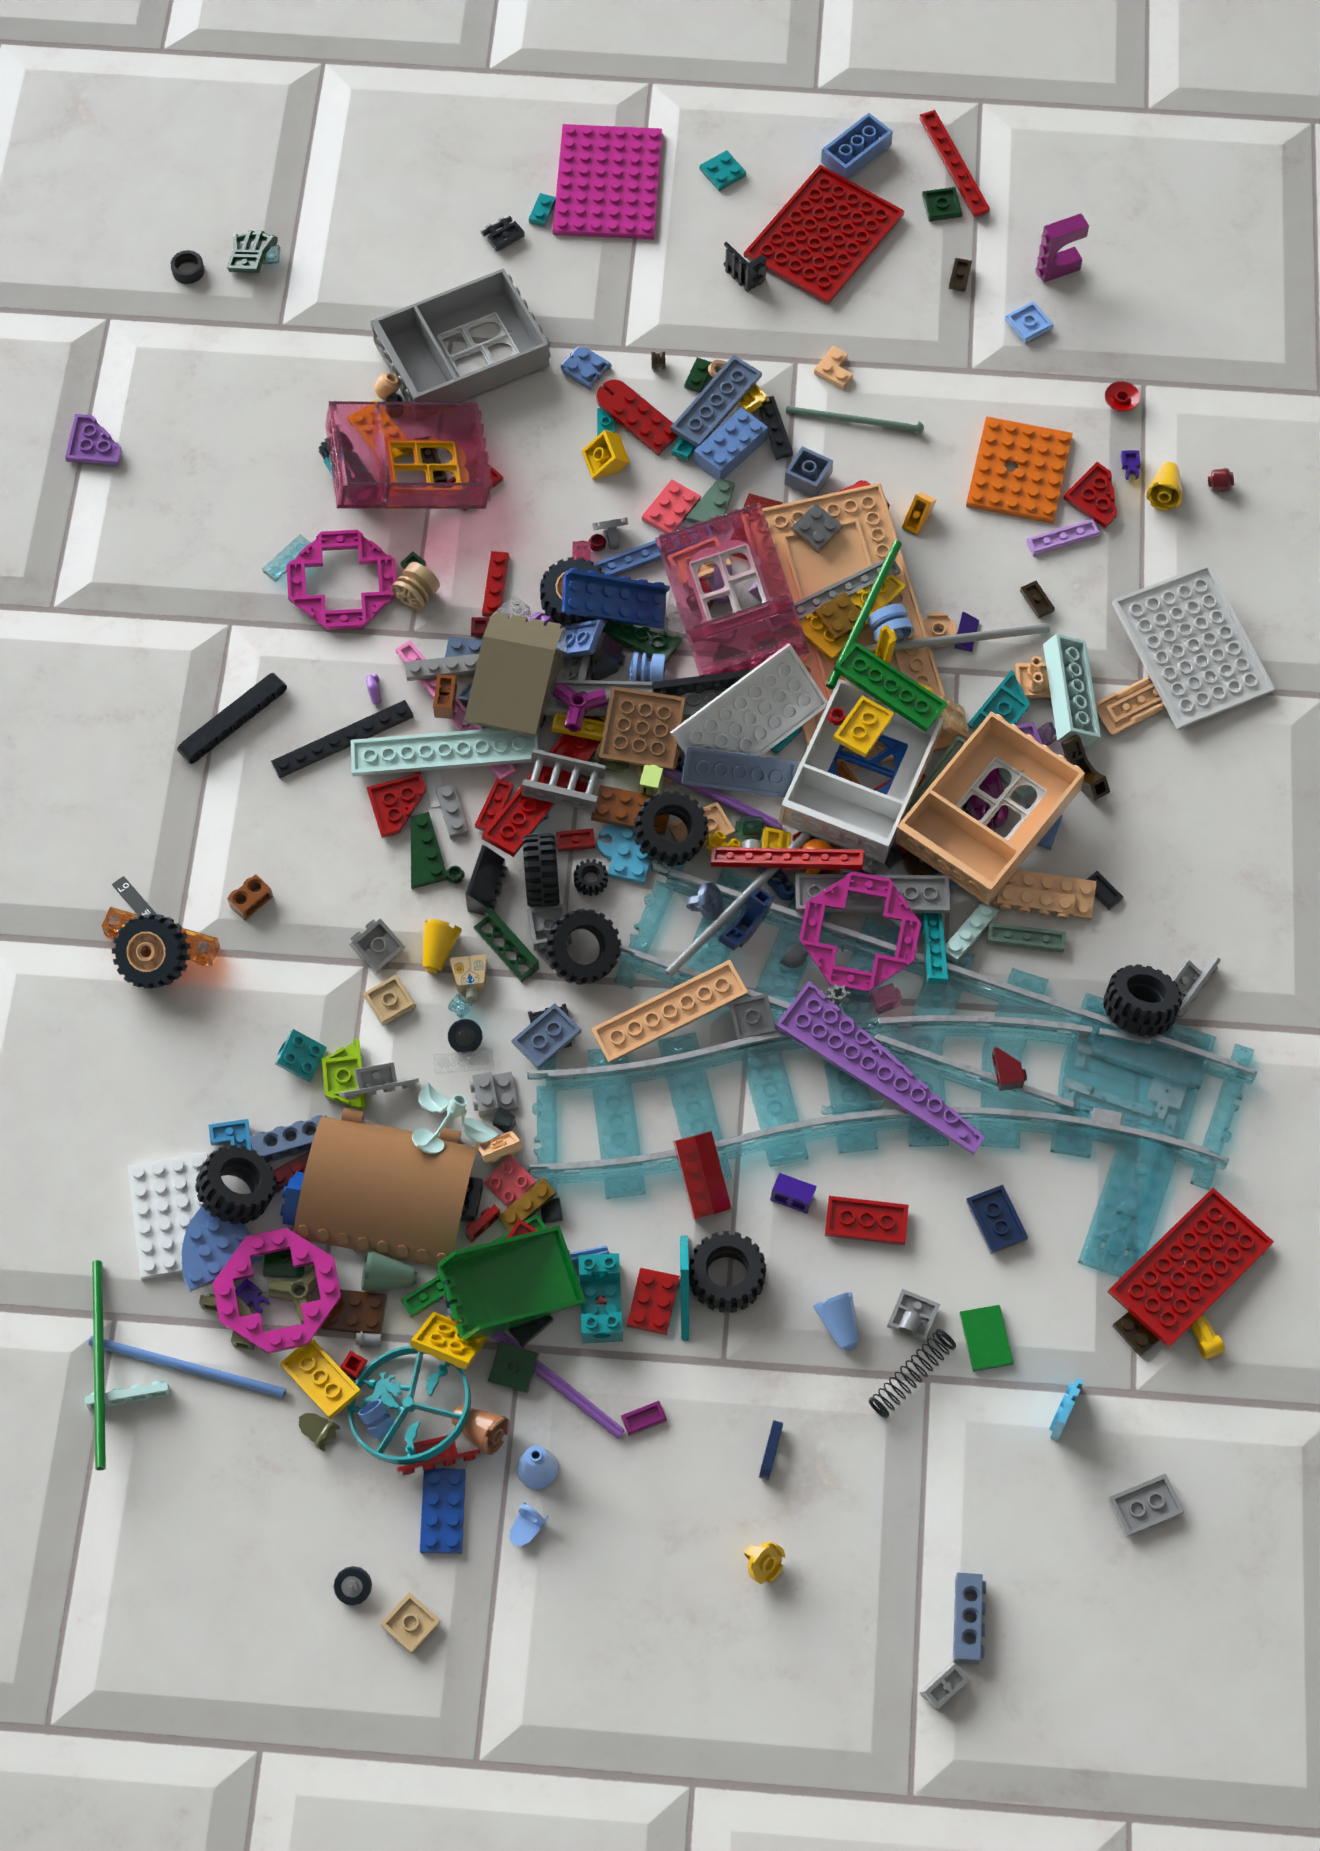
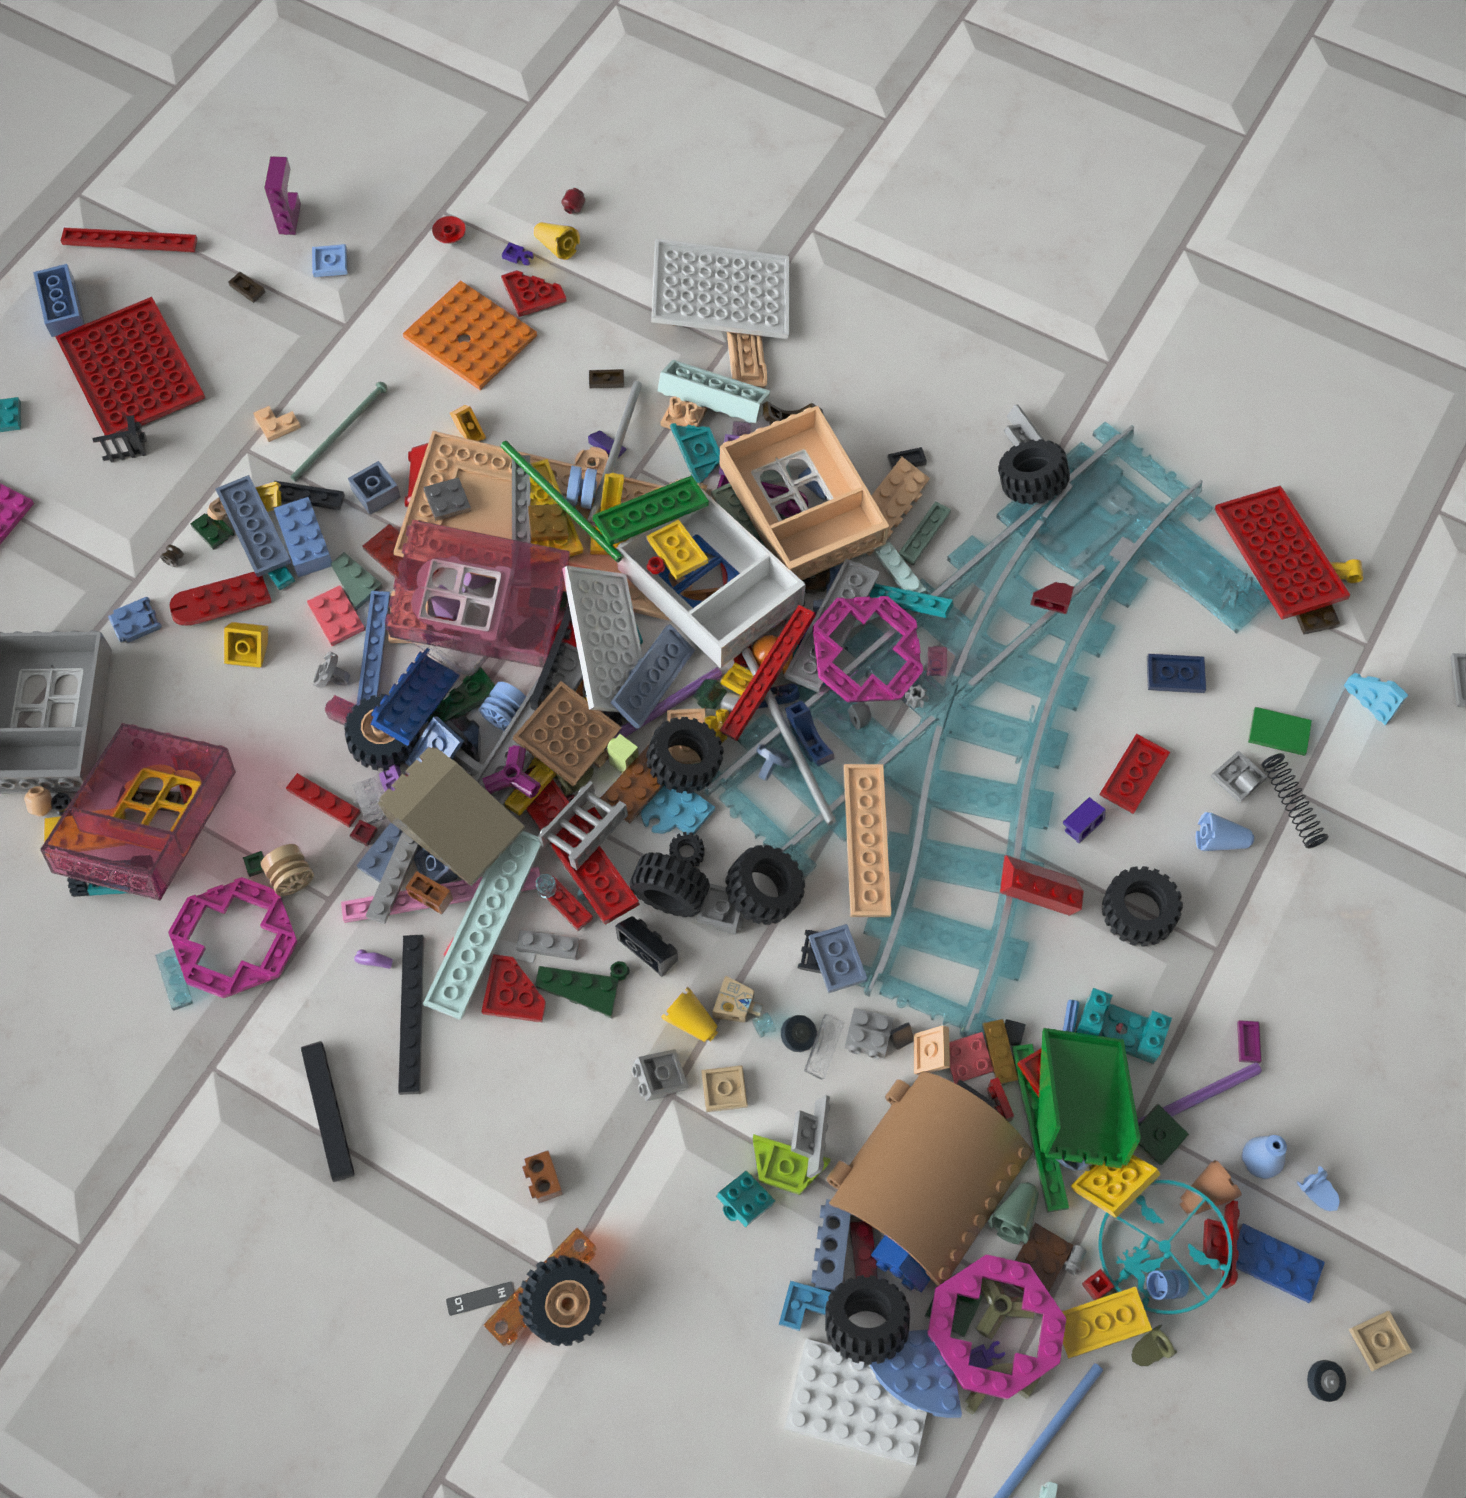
camera: 65 degrees left, 0 degrees up
(434, 1101) = (904, 1065): light aqua plant -> none
(498, 776) = (545, 881): none -> clear light blue wheel
(512, 940) = (717, 948): dark green fence -> none
(575, 840) = (640, 845): red plate -> none
(598, 542) = (333, 689): dark red plate -> none
(604, 422) = (210, 631): teal plate -> none
(653, 1301) = (1138, 983): red plate -> none
(684, 1287) = (1138, 943): teal tile -> none
(752, 1016) = (905, 773): flat silver plate -> none
(764, 1561) = (1428, 996): yellow tile -> none
(771, 1450) = (1322, 946): dark blue beam -> none
(837, 1039) = (962, 714): medium lavender wing -> none
(942, 204) = (163, 268): dark green tile -> none
(1063, 537) = (556, 334): lavender tile -> none

